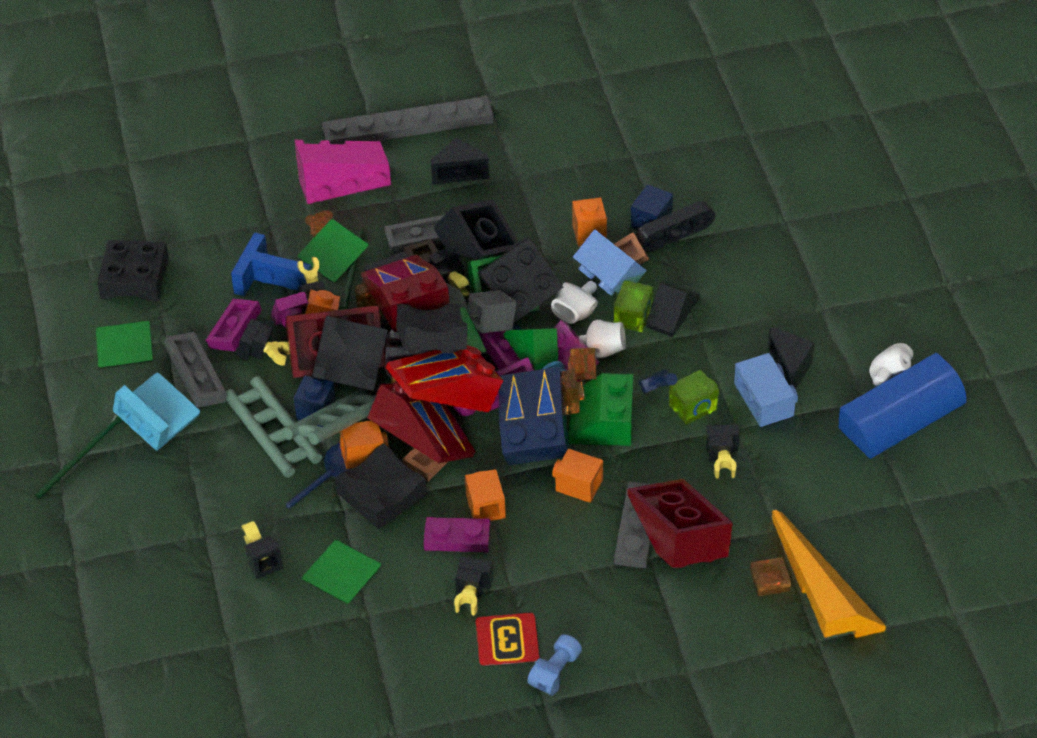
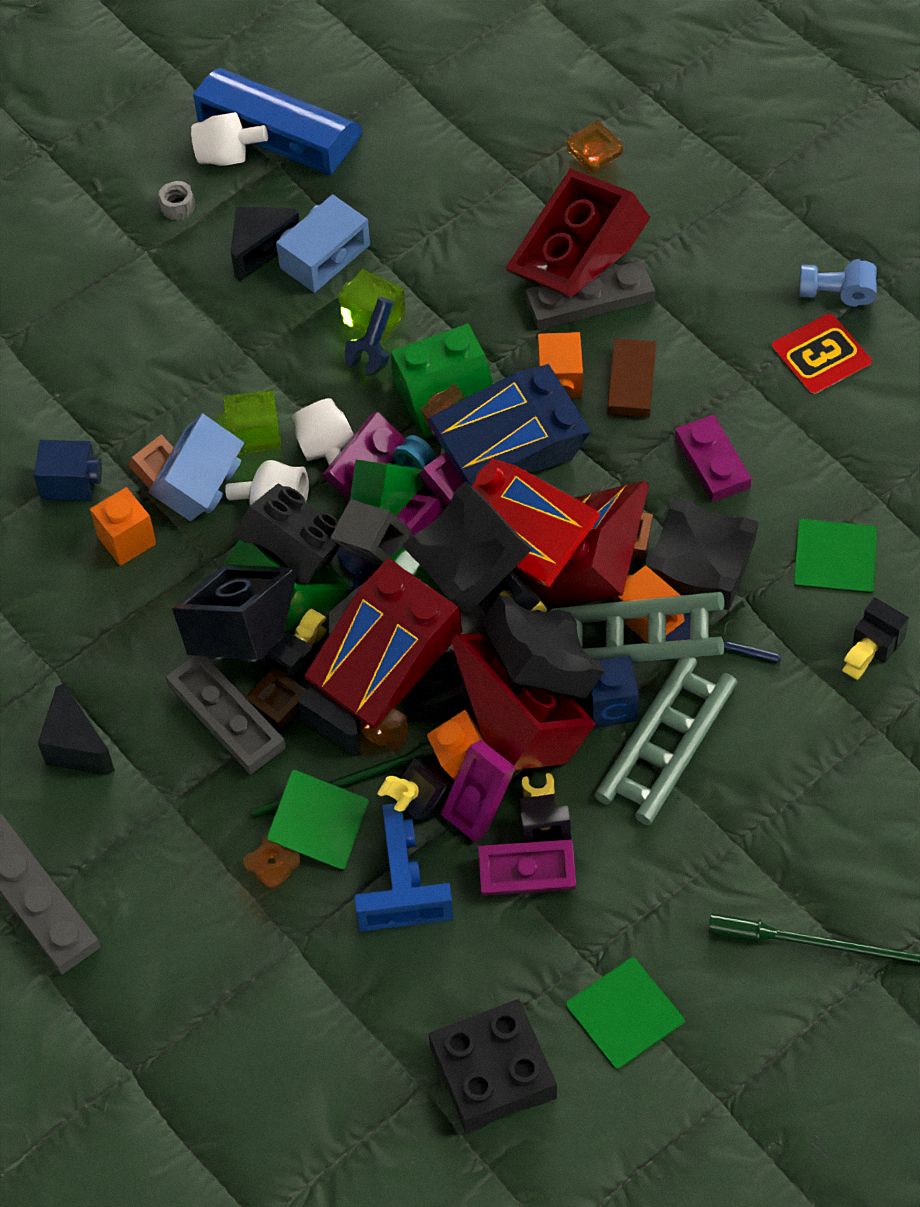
camera: 115 degrees left, 10 degrees up
(155, 410) = (738, 875): medium azure bracket -> none
(195, 369) = (632, 873): dark grey plate -> none
(340, 169) = (162, 875): dark pink wedge -> none
(470, 580) = (775, 405): black piece -> none
(485, 495) = (647, 444): orange brick -> none
(550, 518) = (631, 377): none -> reddish brown tile
(583, 363) = (399, 409): clear orange plate -> none
(670, 308) = (217, 378): black slope -> none
(691, 219) = (67, 424): black beam -> none
(720, 445) = (432, 253): black piece -> none
(831, 598) = (600, 76): light orange wedge -> none
(855, 340) = (179, 210): none -> light grey axle

